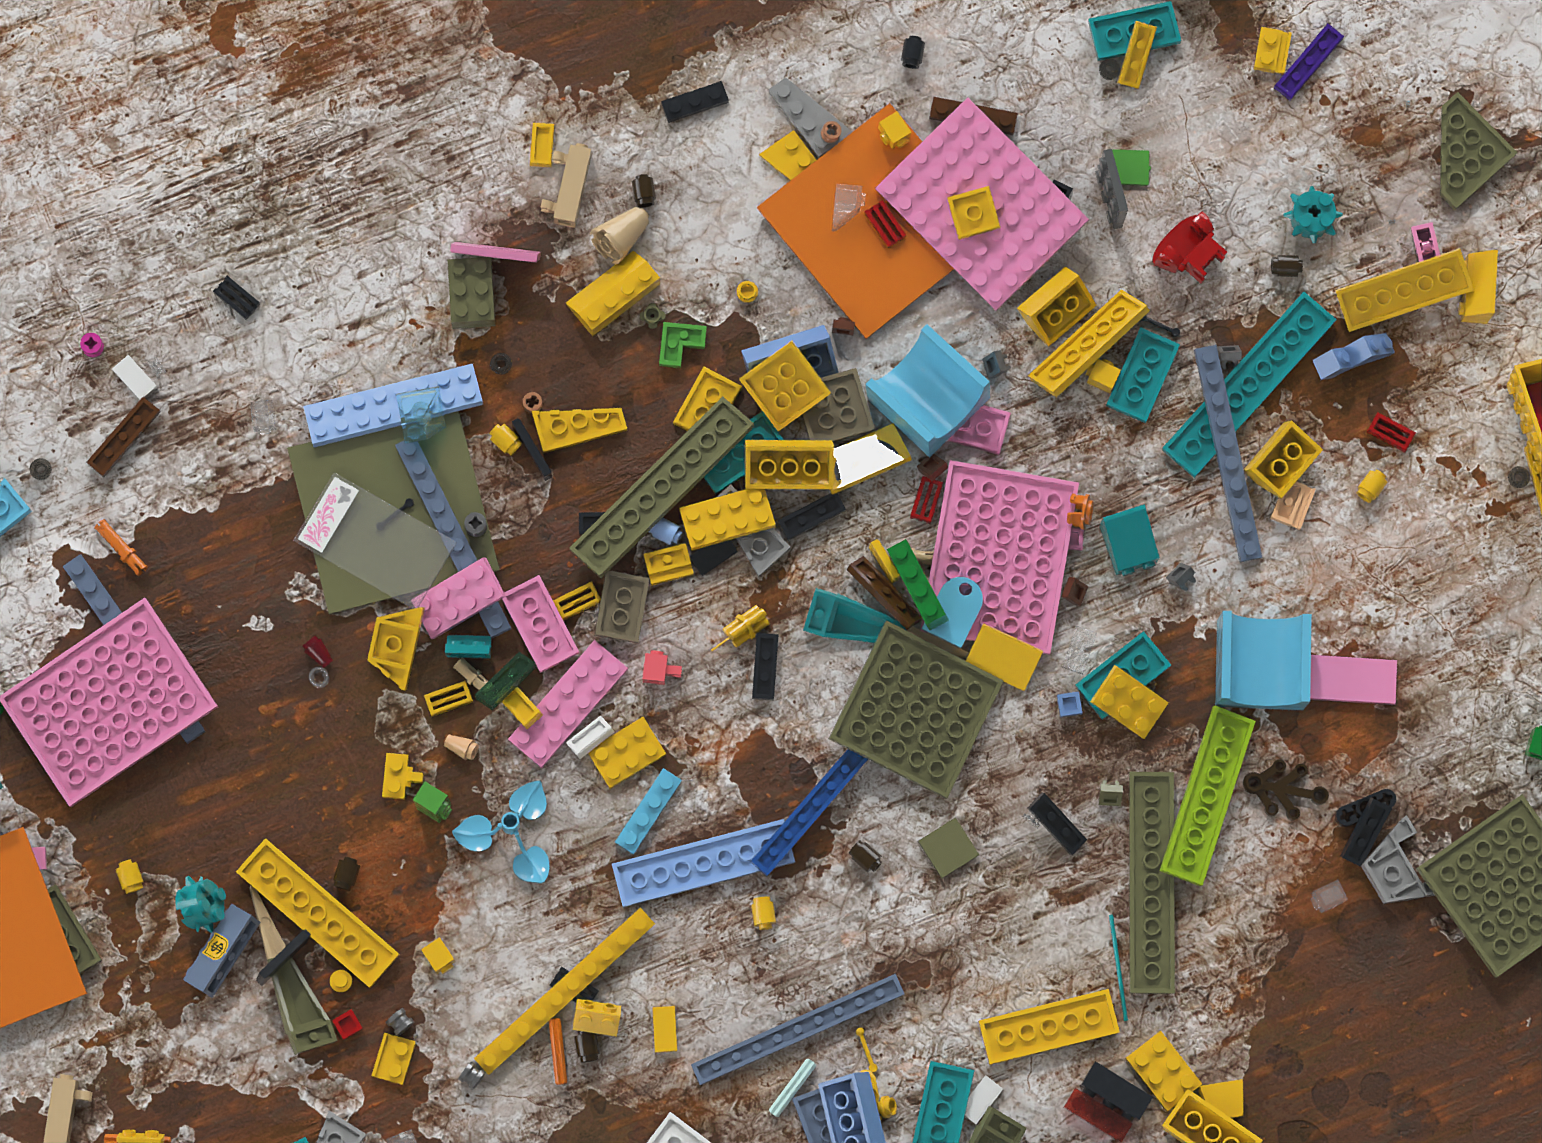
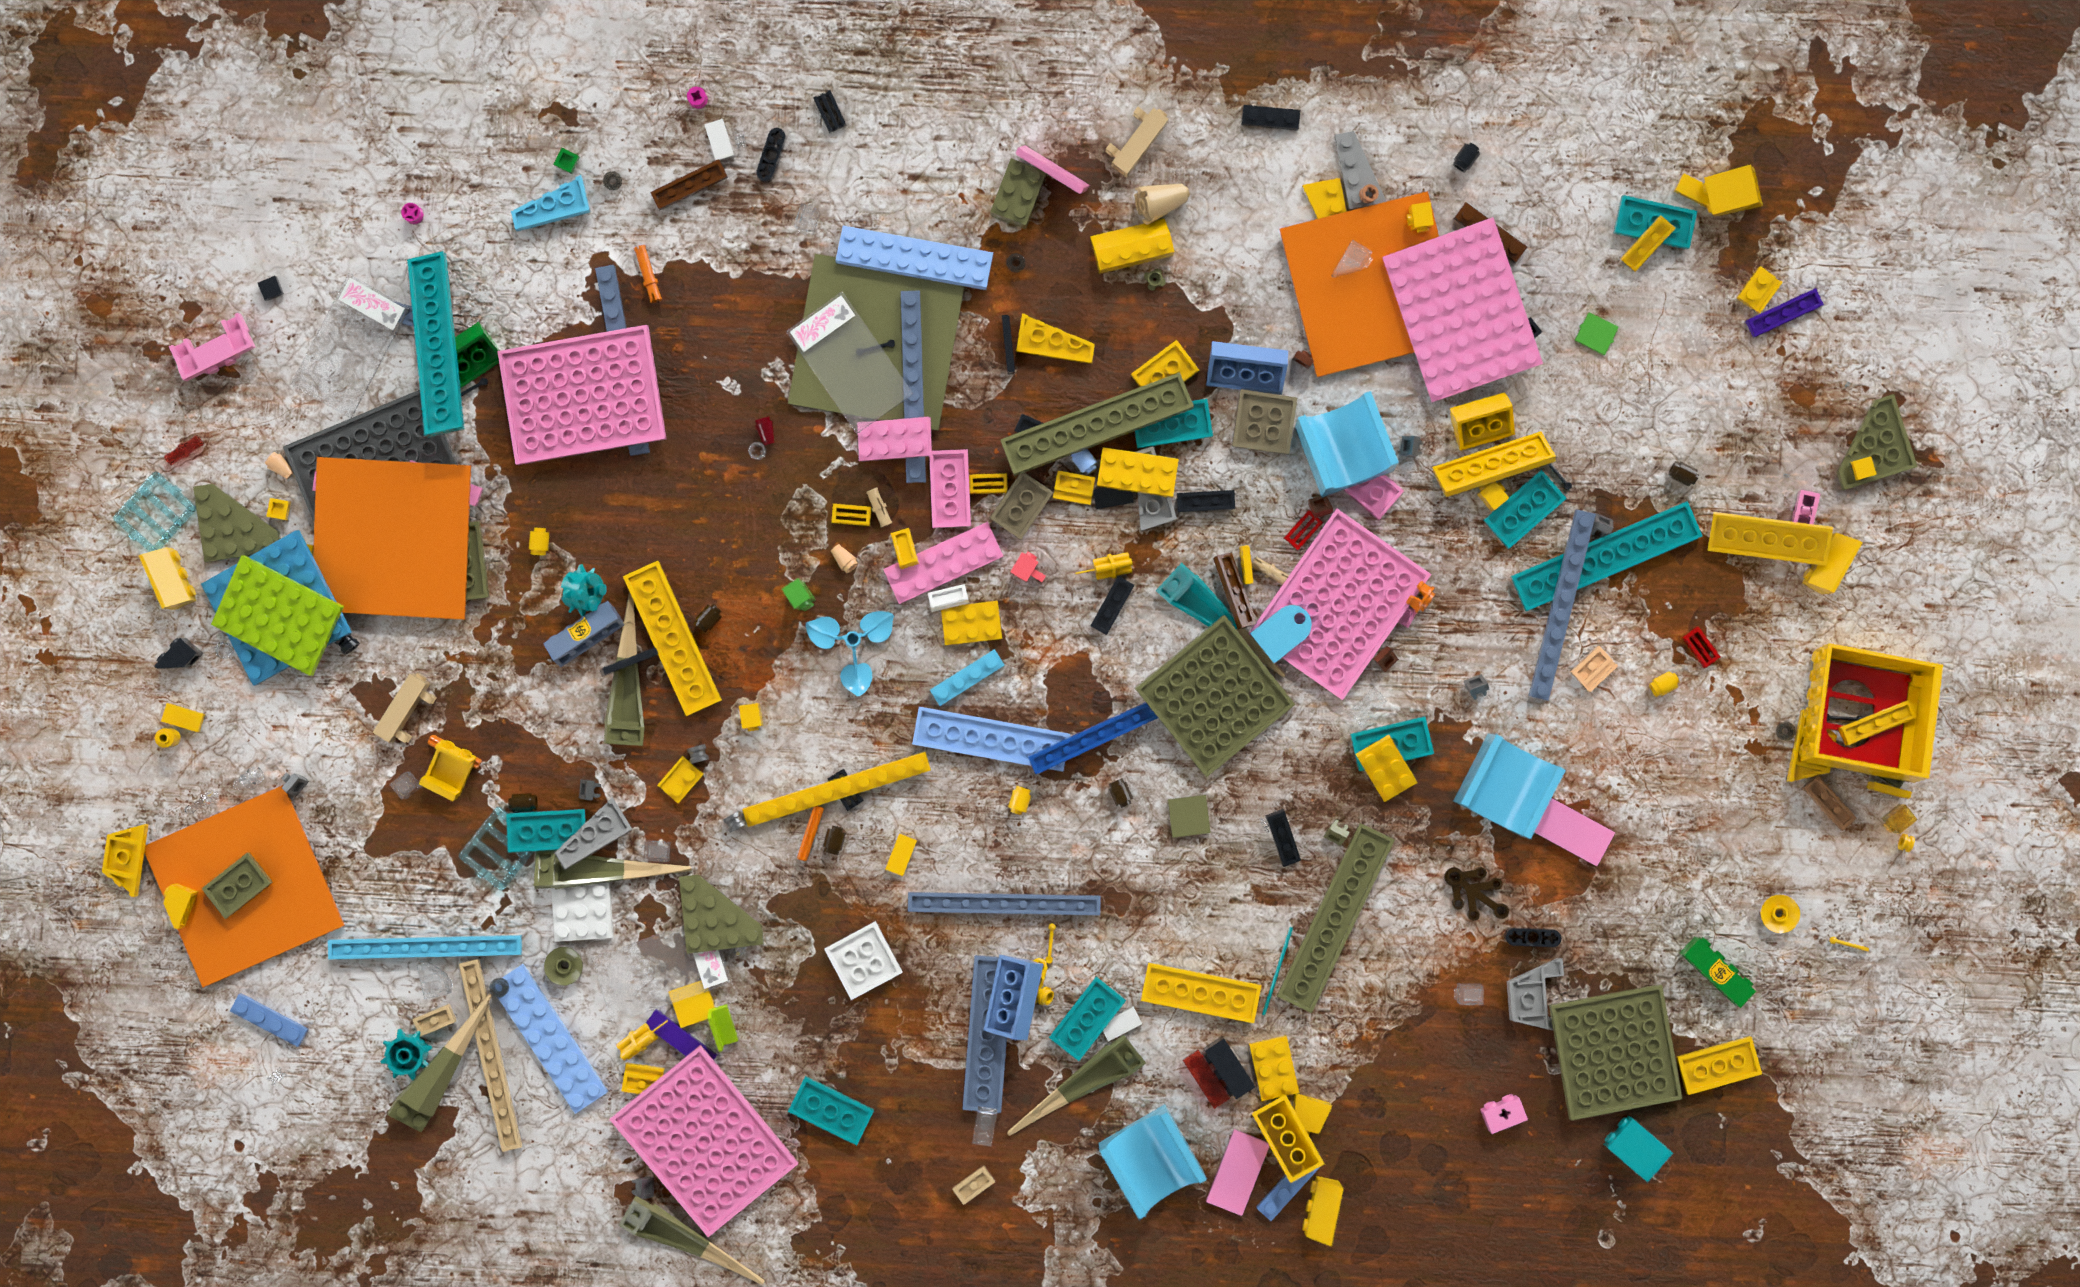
camera: 25 degrees right, 10 degrees up
(191, 385) = (780, 143): none -> black beam
(298, 1114) = (587, 789): none -> dark grey tile
(340, 981) = (666, 700): yellow plate -> none
(347, 1024) = (656, 736): red plate -> none
(395, 644) = (829, 452): yellow wing -> none
(398, 776) = (784, 558): yellow hinge -> none
(420, 413) = (931, 276): clear light blue slope -> none
(468, 646) = (885, 480): teal bracket -> none
(478, 527) = (937, 388): flat silver wheel -> none
(505, 439) = (991, 326): yellow brick -> none
(505, 681) = (901, 523): clear green plate -> none
(528, 397) = (1025, 300): nougat bush -> none
(542, 145) = (1131, 96): yellow tile -> none
(596, 1017) = (851, 822): yellow brick -> none
(644, 191) = (1195, 173): dark brown brick -> none
(677, 336) = (1164, 306): bright green plate -> none
(747, 291) = (1239, 294): yellow plate -> none
(785, 385) = (1233, 387): yellow plate -> none
(789, 464) = (1206, 452): yellow slope -> none
(792, 1087) = (979, 946): light aqua axle -> none
(868, 457) = (1267, 474): yellow tile -> none
(875, 208) = (1376, 288): red tile -> none
(917, 584) = (1263, 598): green brick -> none
(973, 212) = (1452, 315): yellow tile -> none
(1004, 656) = (1304, 685): yellow tile -> none
(1069, 704) = (1338, 747): medium blue plate -> none
(1106, 74) = (1613, 244): clear smoke plate -> none
(1112, 189) = (1574, 346): dark grey plate -> none
(1129, 540) = (1449, 640): teal slope -> none
(1189, 247) = (1612, 422): red piece -> none
(1207, 796) = (1412, 871): lime plate -> none
(1283, 459) = (1603, 630): yellow slope -> none
(1303, 220) = (1715, 442): teal brick -> none
(1355, 354) = (1702, 572): medium blue arch -> none
(1366, 832) = (1523, 957): black plate -> none
(1436, 998) = (1513, 1115): none -> bright pink brick
(1463, 178) = (1863, 468): none -> yellow tile

